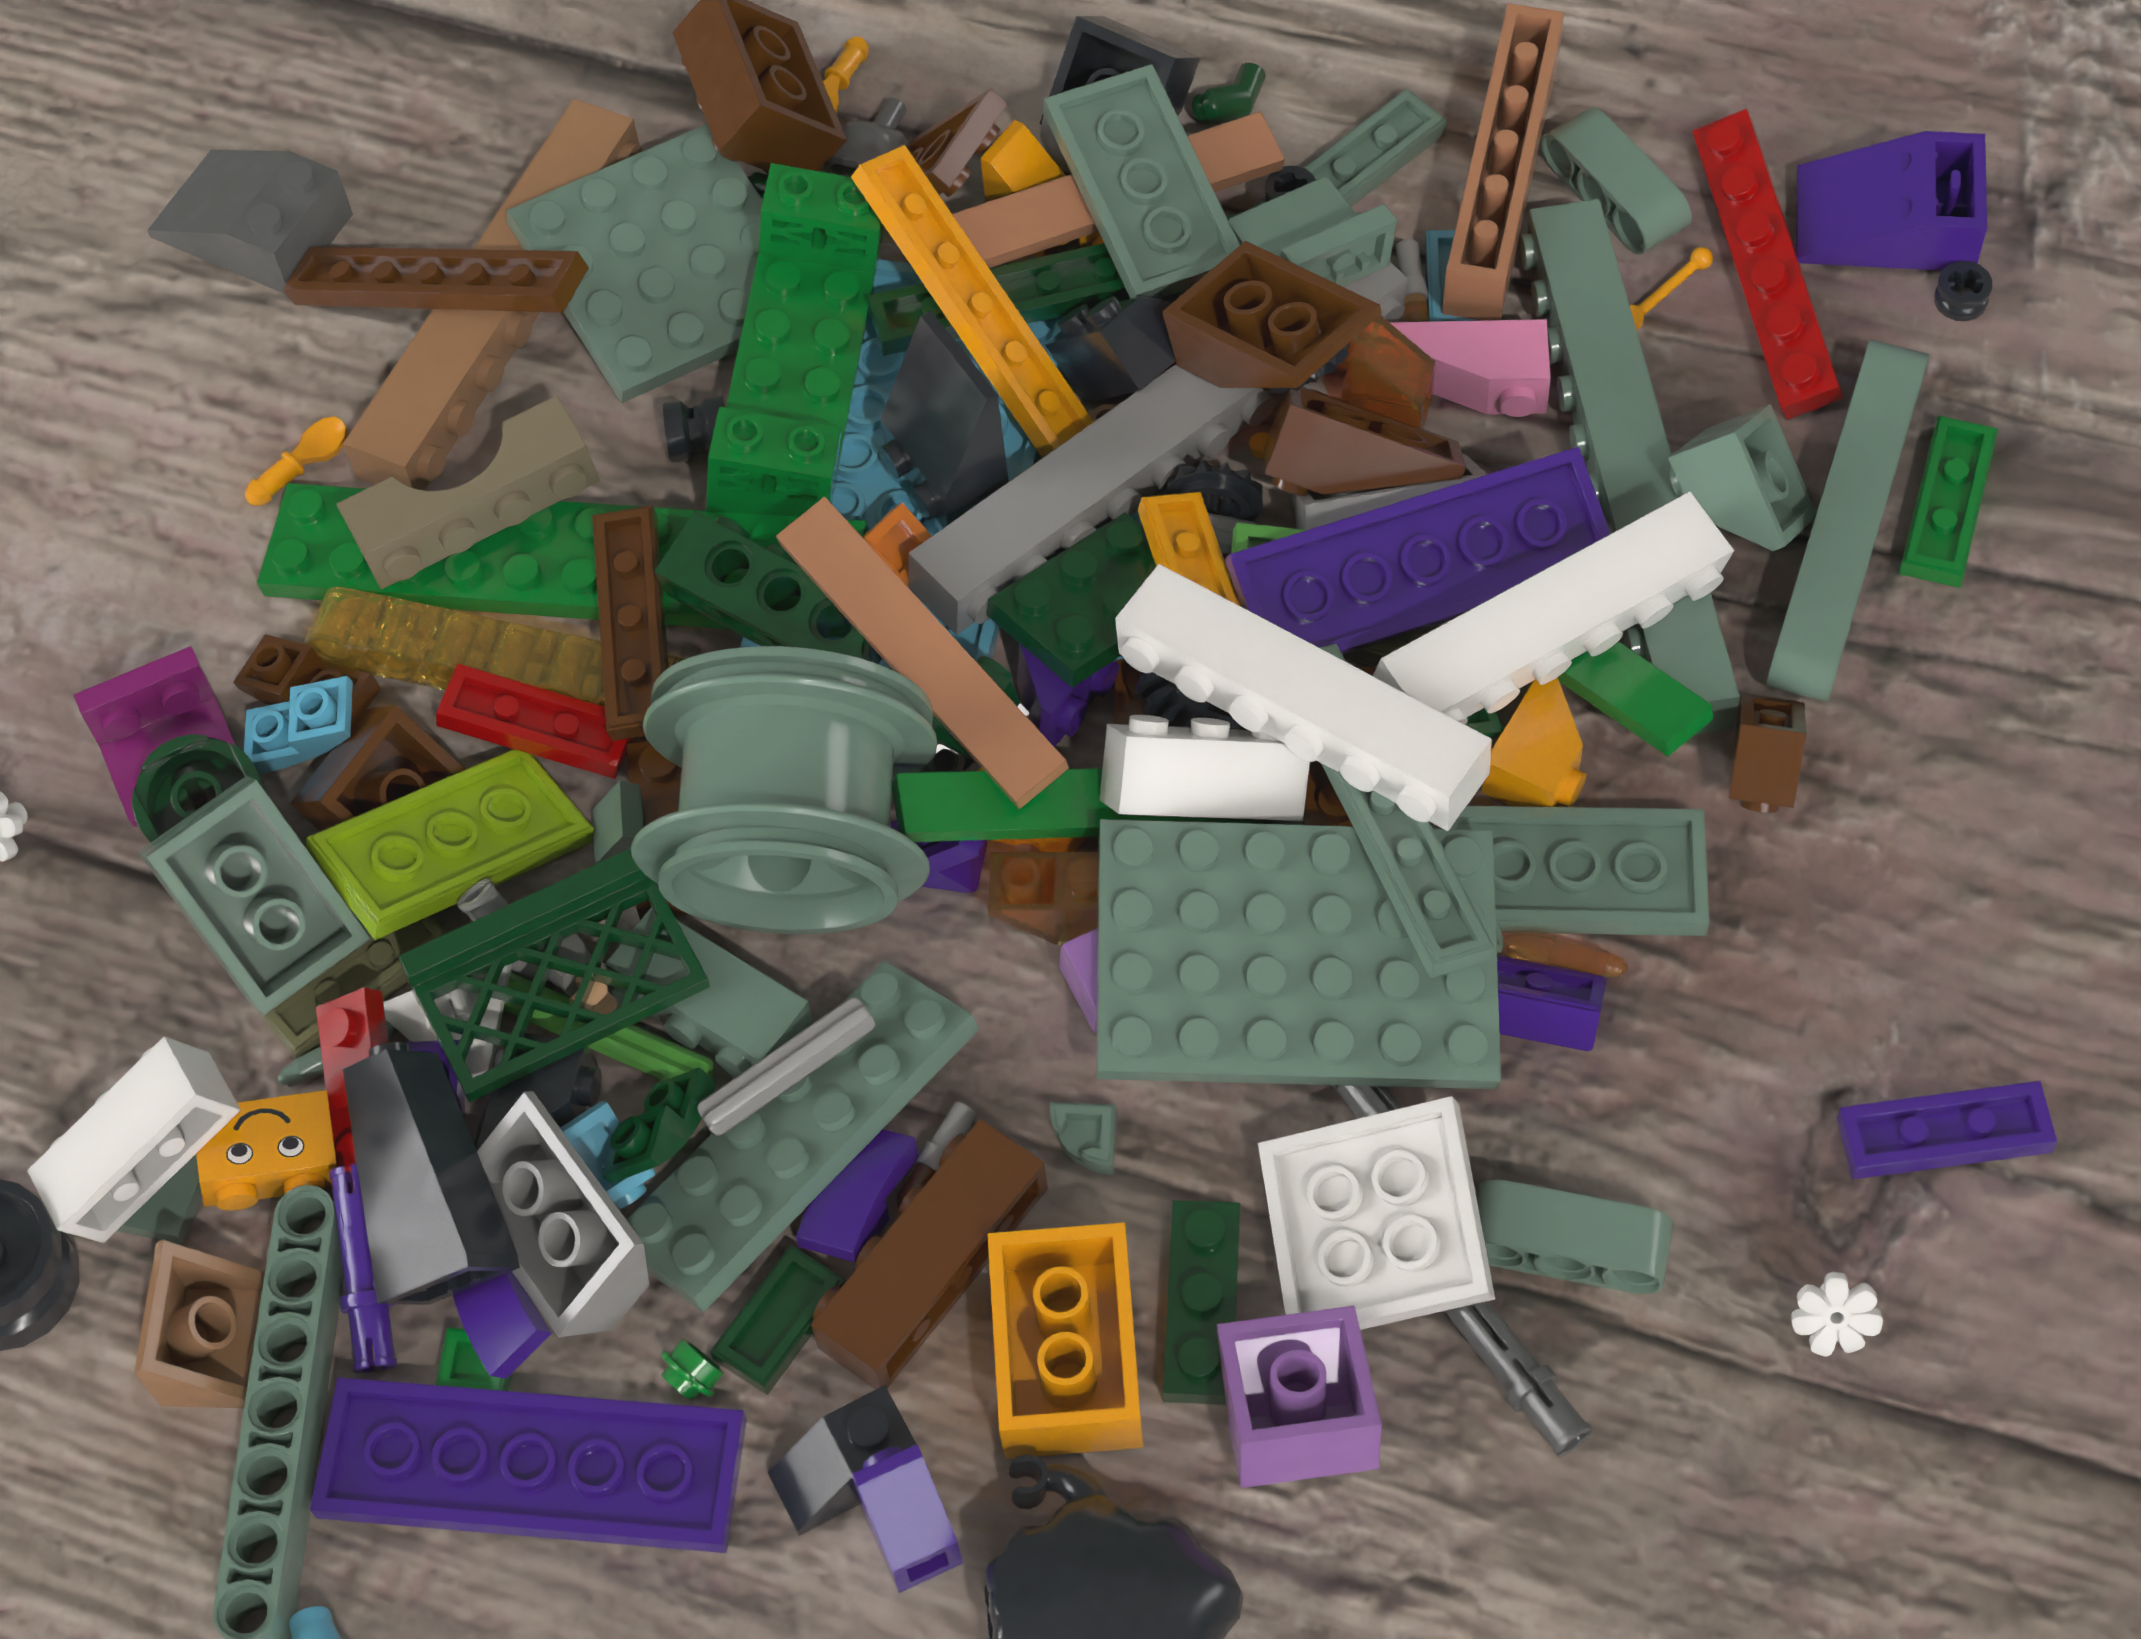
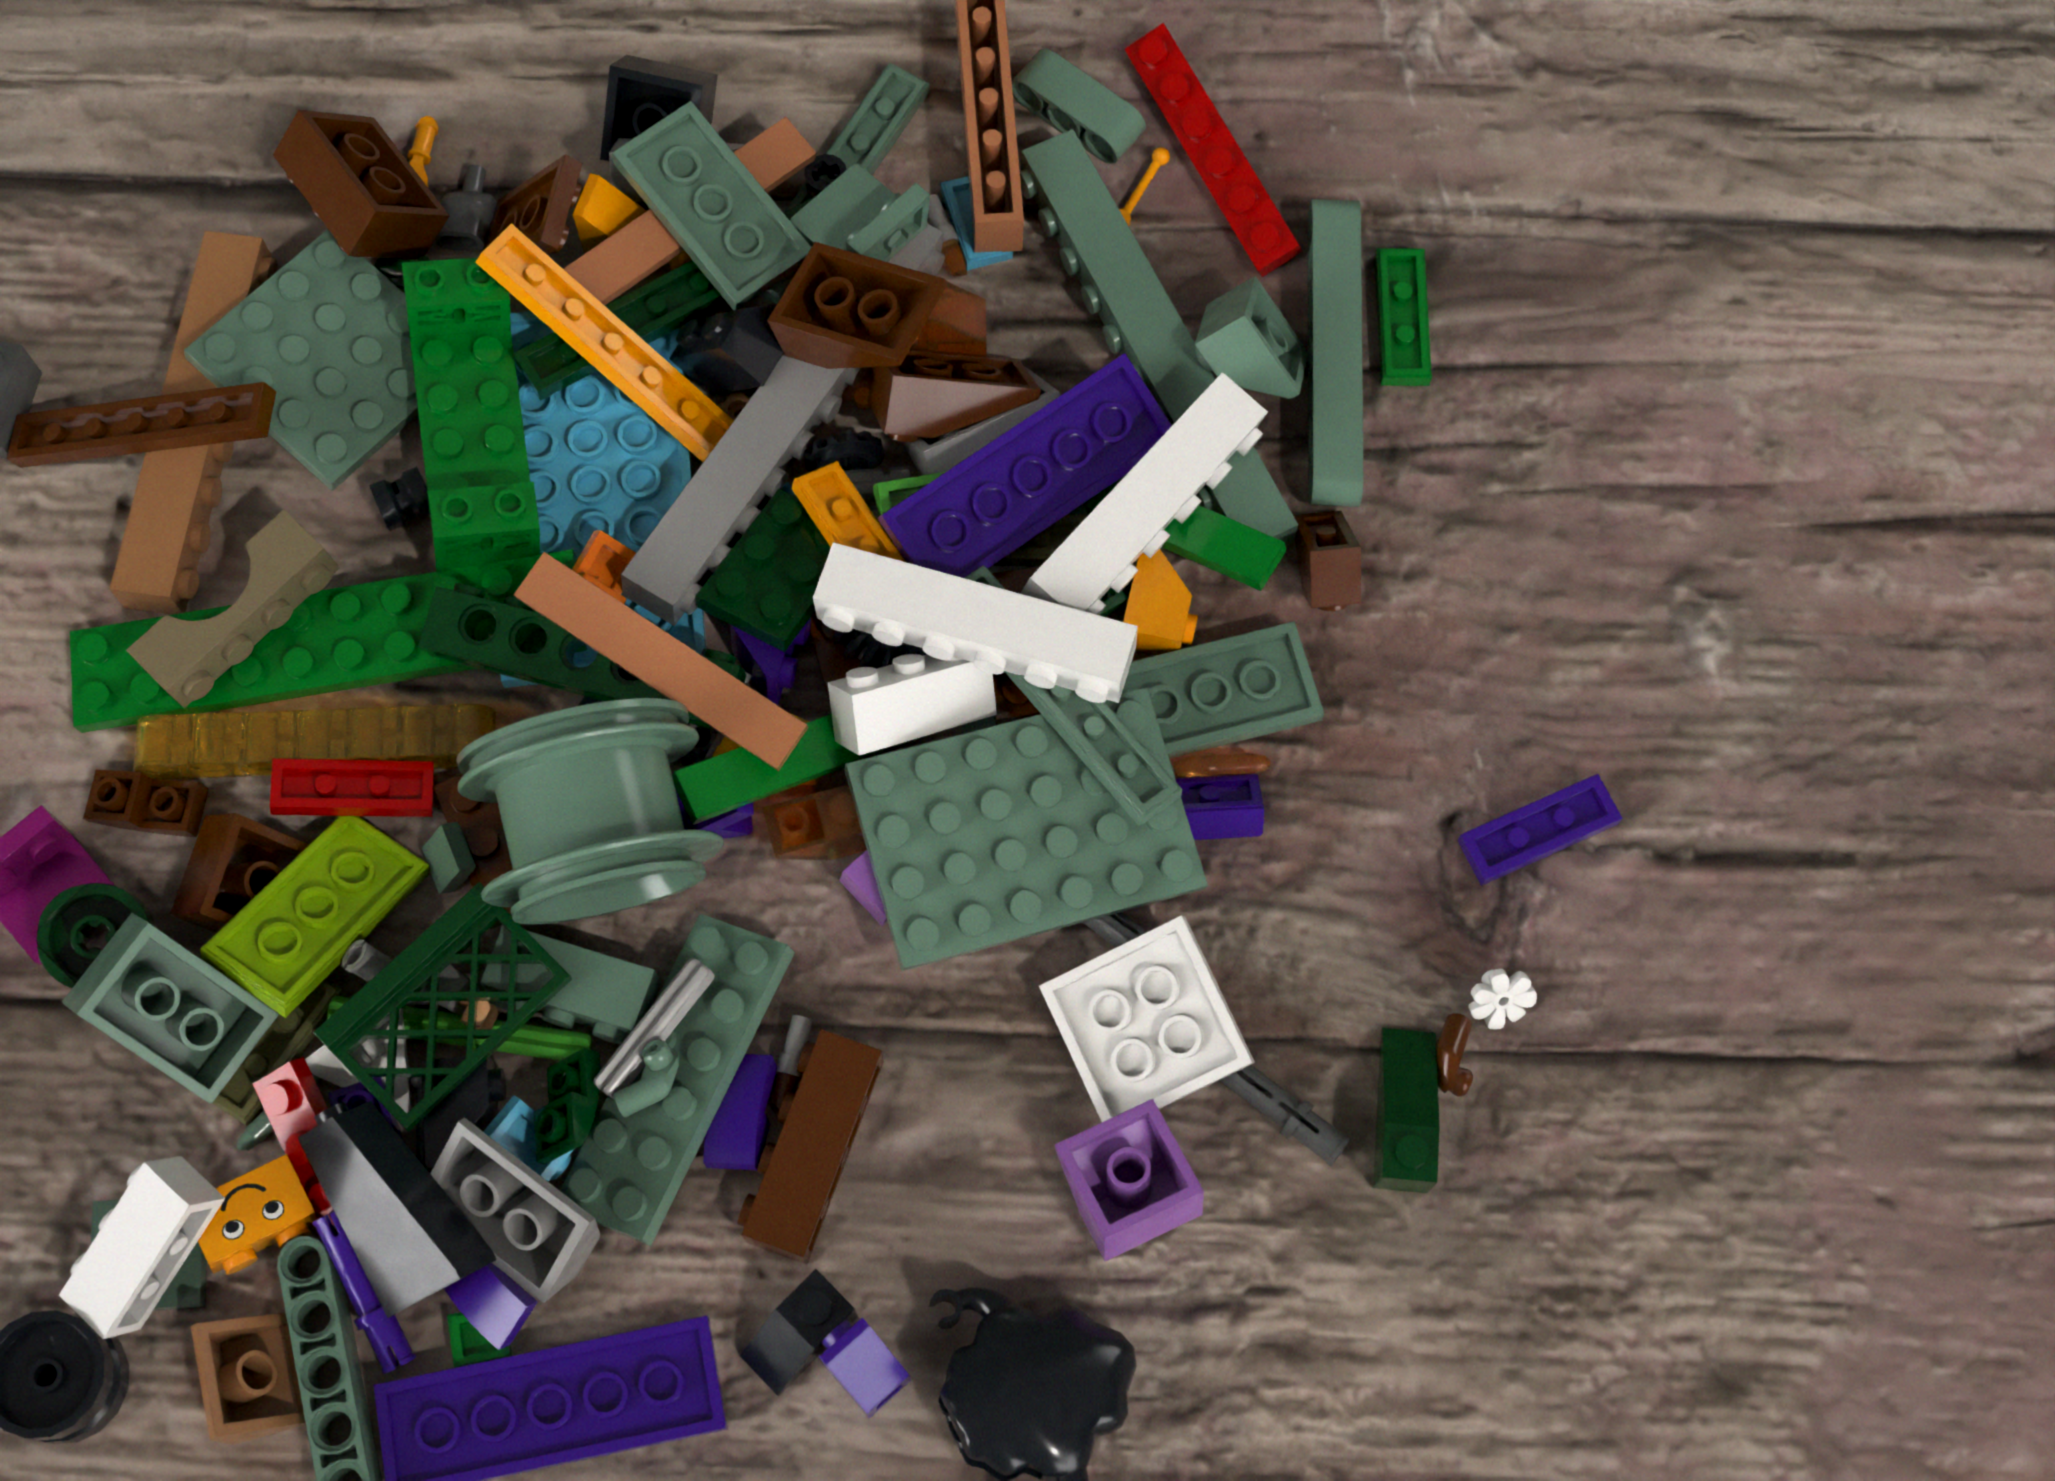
camera: 25 degrees left, 10 degrees up
(301, 728) = (155, 845): medium azure slope -> none
(317, 444) = (82, 588): light orange piece -> none
(629, 615) = (407, 685): reddish brown tile -> none
(690, 1370) = (654, 1293): green plate -> none
(768, 1123) = (656, 1081): none -> sand green arm
(775, 1320) = (707, 1230): dark green tile -> none
(943, 427) = (617, 461): black slope -> none
(1064, 1341) = (940, 1187): light orange brick -> none
(1086, 1133) = (901, 1010): sand green tile -> none
(1199, 1298) = (1029, 1118): dark green plate -> none
(1230, 101) = (751, 105): dark green arm -> none
(1487, 363) = (1024, 287): bright pink slope -> none
(1574, 1236) = (1295, 991): sand green beam -> none
(1672, 1420) = (1407, 1112): none -> dark green slope
(1749, 1363) = (1449, 1055): none -> reddish brown arm
(1895, 203) = (1299, 78): dark purple slope -> none
(1956, 277) = (1357, 128): black bush -> none

